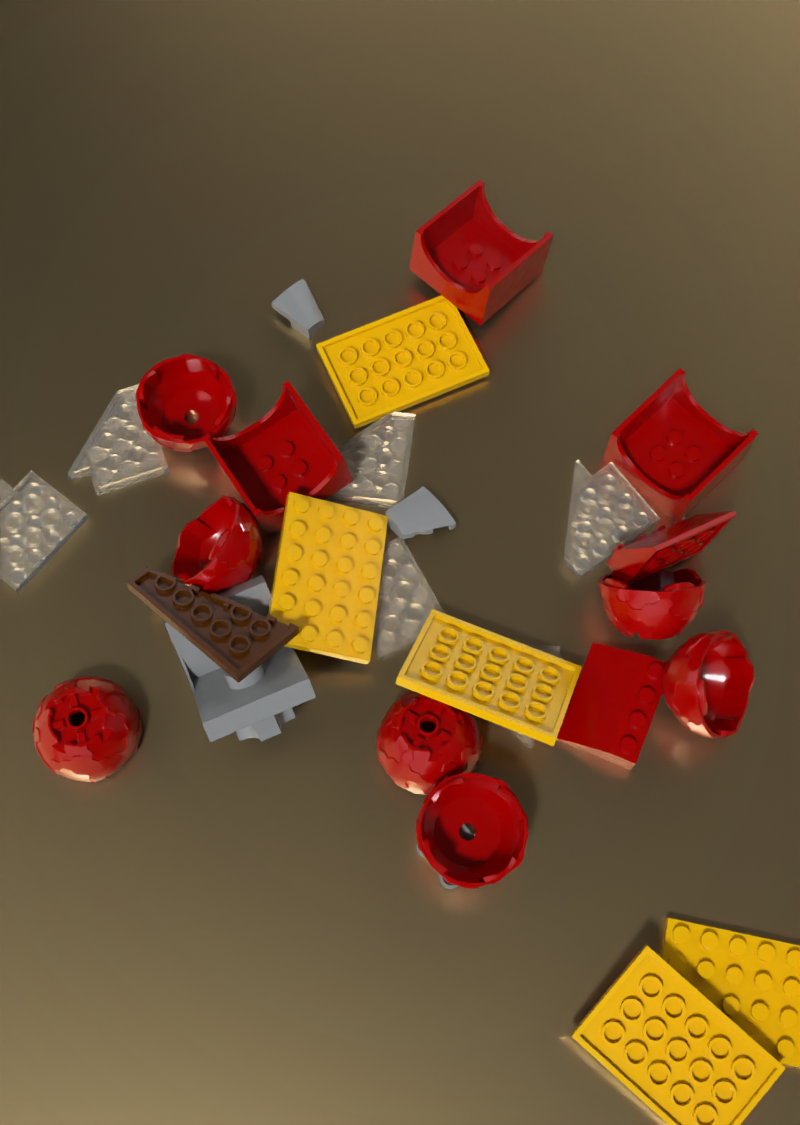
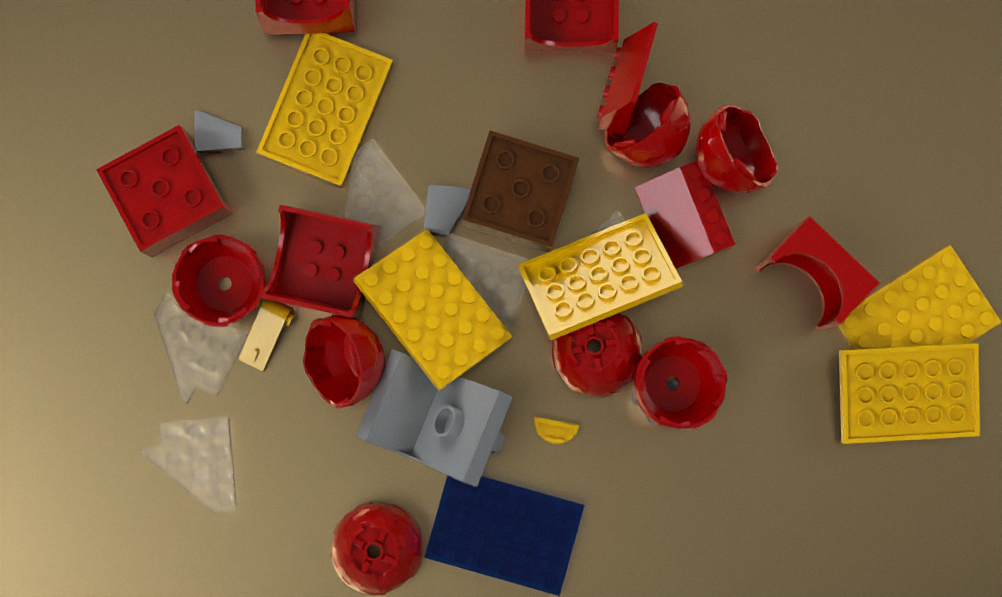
camera: 45 degrees left, 15 degrees up
(195, 473) = (265, 332): none -> yellow door
(202, 821) = (505, 532): none -> clear blue plate
(215, 306) = (163, 192): none -> red container
(216, 625) = (404, 411): reddish brown wing -> none
(329, 778) = (555, 431): none -> yellow tile
(490, 550) = (519, 191): none -> reddish brown container
(602, 516) = (563, 94): clear wing -> none
(702, 833) = (837, 274): none -> red container

